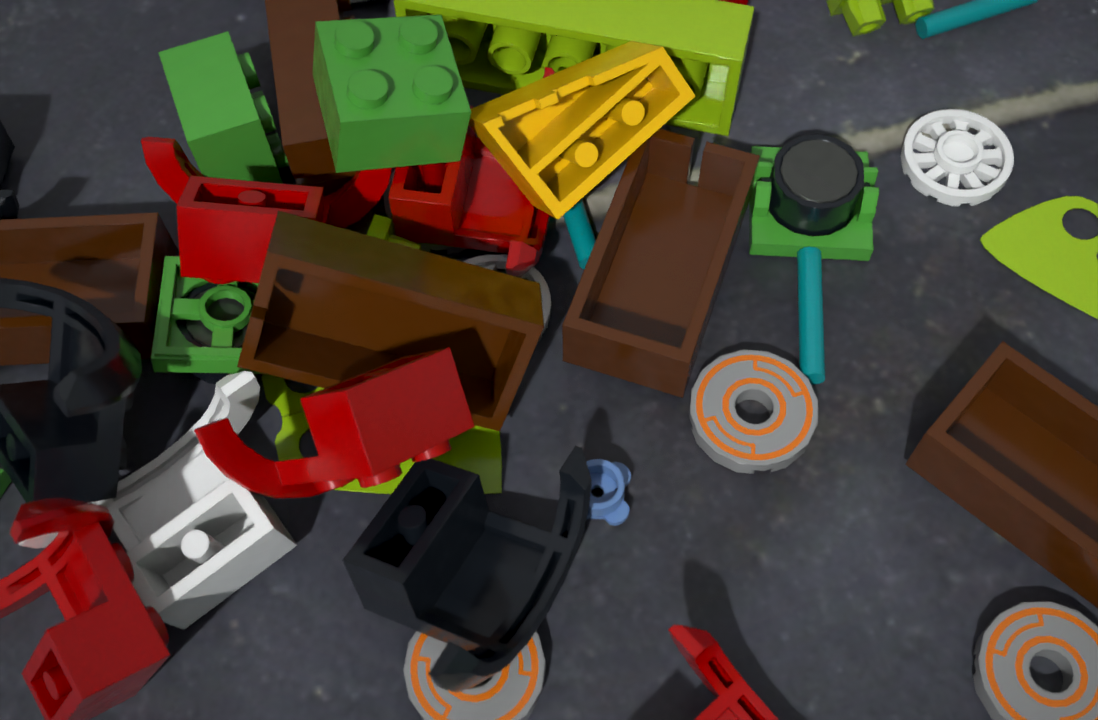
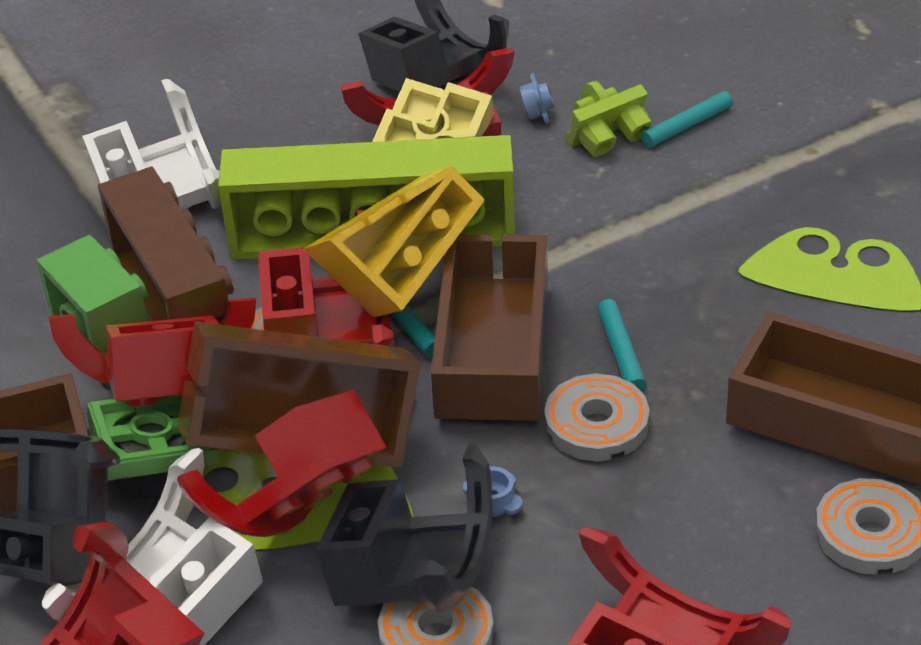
camera: 15 degrees left, 20 degrees down
(389, 92) = (245, 240): bright green brick -> none
(809, 195) = (595, 264): piece -> none
(957, 157) = (702, 219): white wheel -> none

